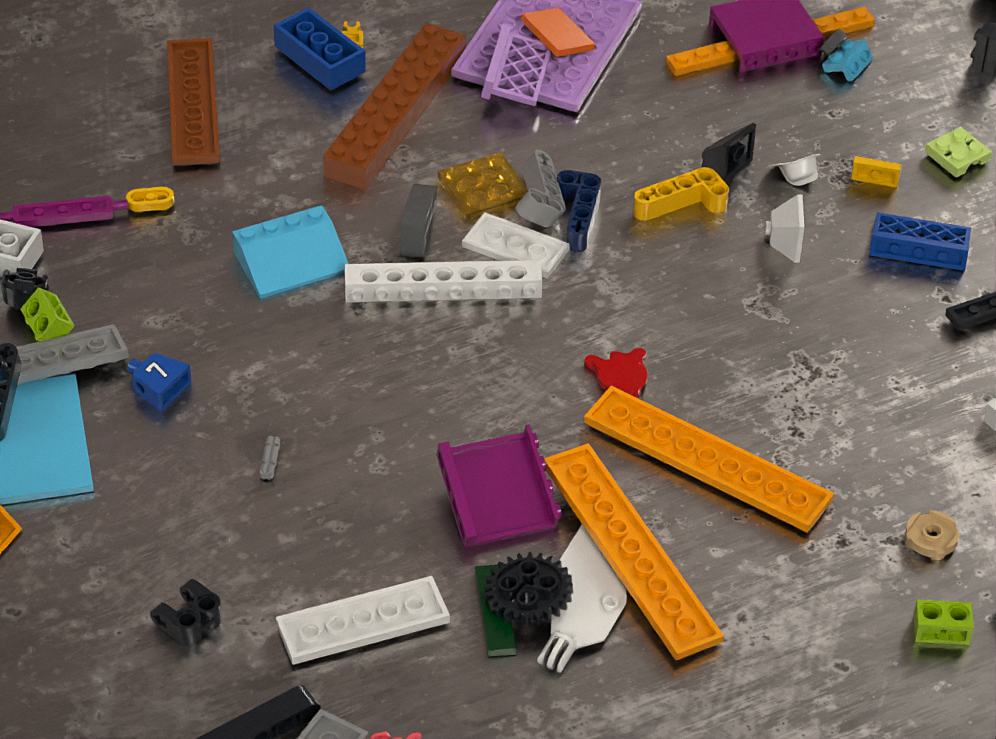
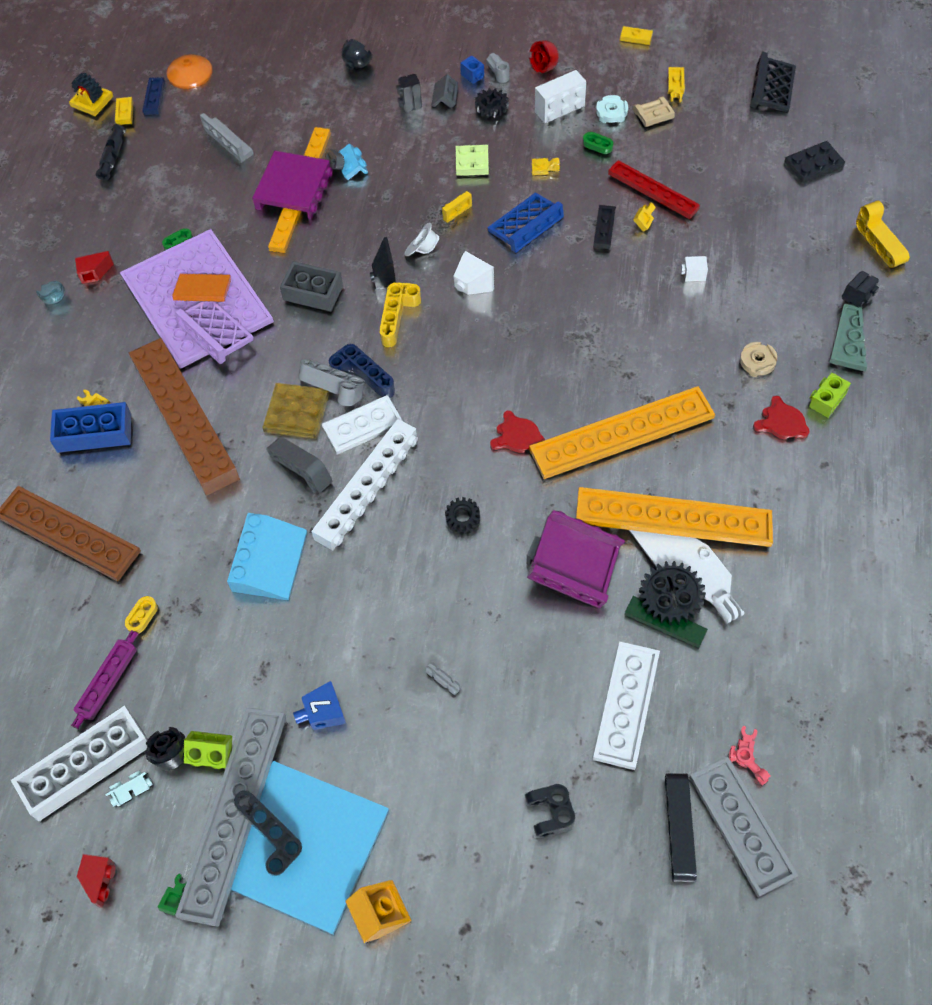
camera: 50 degrees left, 15 degrees up
(475, 366) = (457, 506): none -> black tyre
(645, 111) = (311, 286): none -> dark grey brick
(866, 598) = (782, 420): none -> red tile

